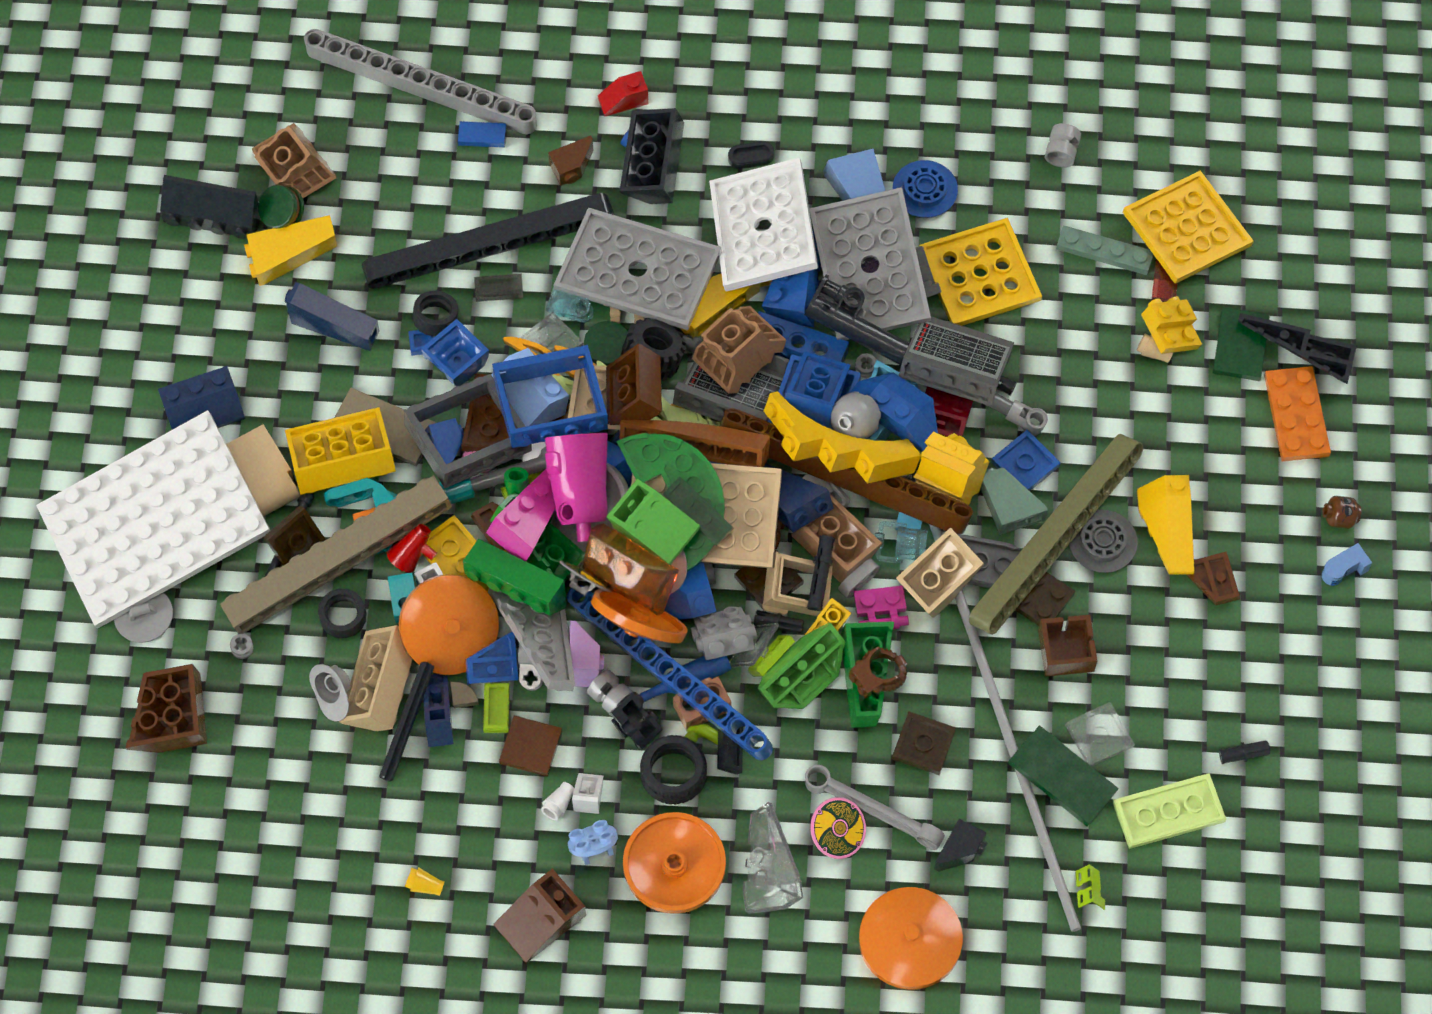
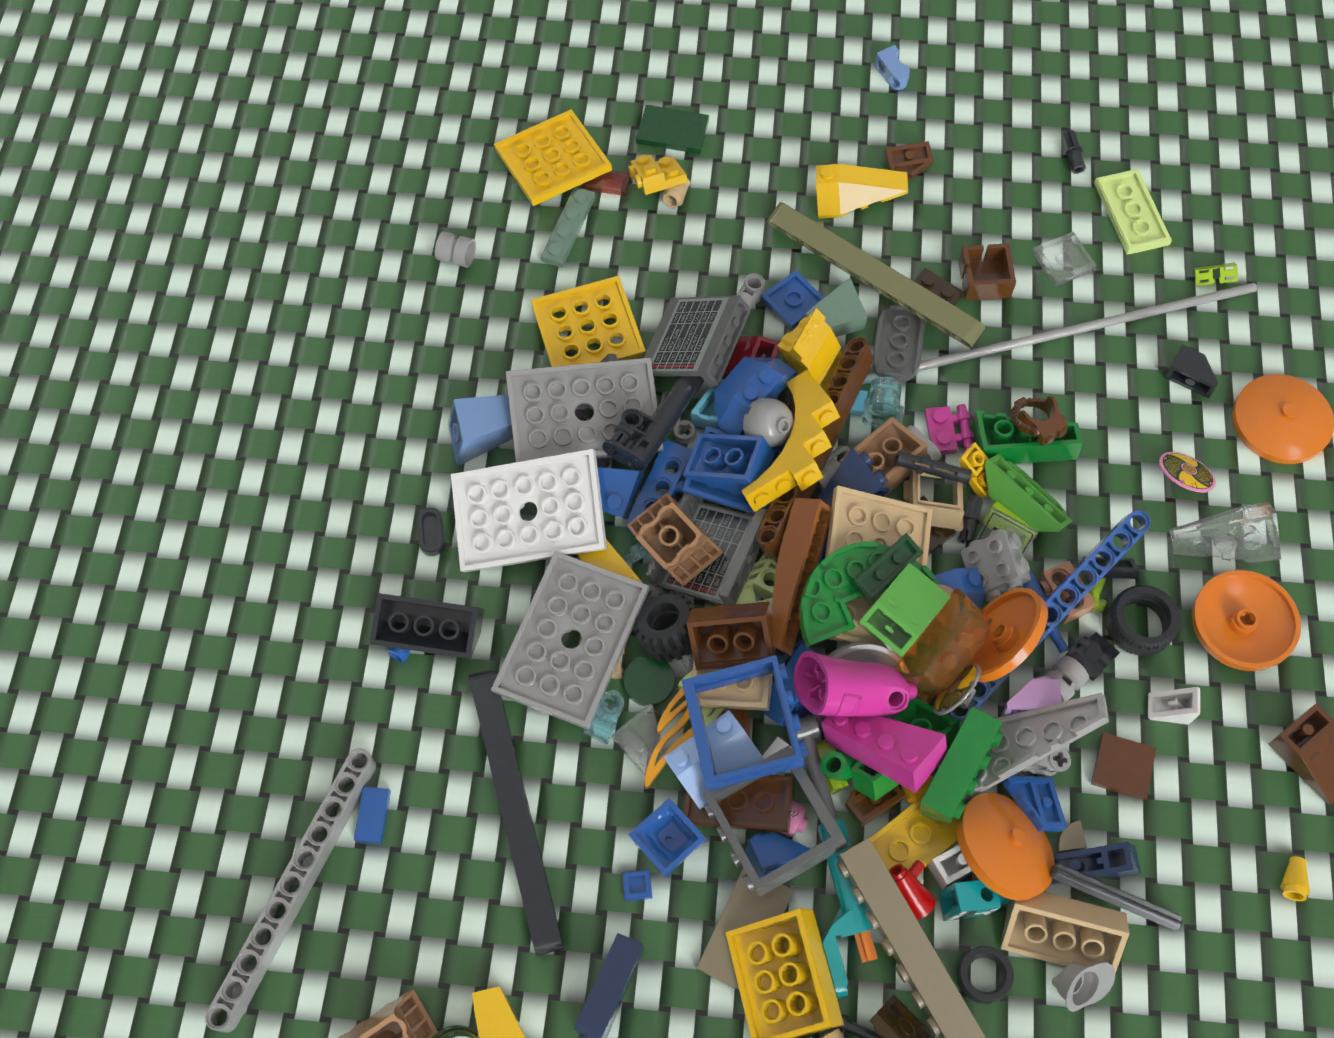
camera: 85 degrees left, 0 degrees up
(434, 299) = (595, 850): black tyre -> none
(496, 707) = (1085, 801): lime tile -> none
(498, 287) = (572, 797): clear smoke tile -> none
(557, 803) = (1186, 736): white cone -> none
(571, 160) = (422, 714): reddish brown slope -> none
(592, 840) = (1225, 688): light blue plate -> none
(624, 94) = (342, 656): red slope -> none
(924, 743) = (1089, 397): dark brown plate -> none
(924, 833) = (1158, 445): light grey piece -> none
(926, 180) = (485, 366): blue wheel -> none
(940, 572) = (923, 366): tan slope -> none
(1063, 775) = (1110, 286): dark green tile -> none
(1104, 538) = (873, 236): dark grey wheel -> none
(1297, 413) = (743, 93): orange plate -> none
(1324, 353) = (688, 66): black wedge -> none
(1342, 512) = (843, 65): reddish brown head -> none

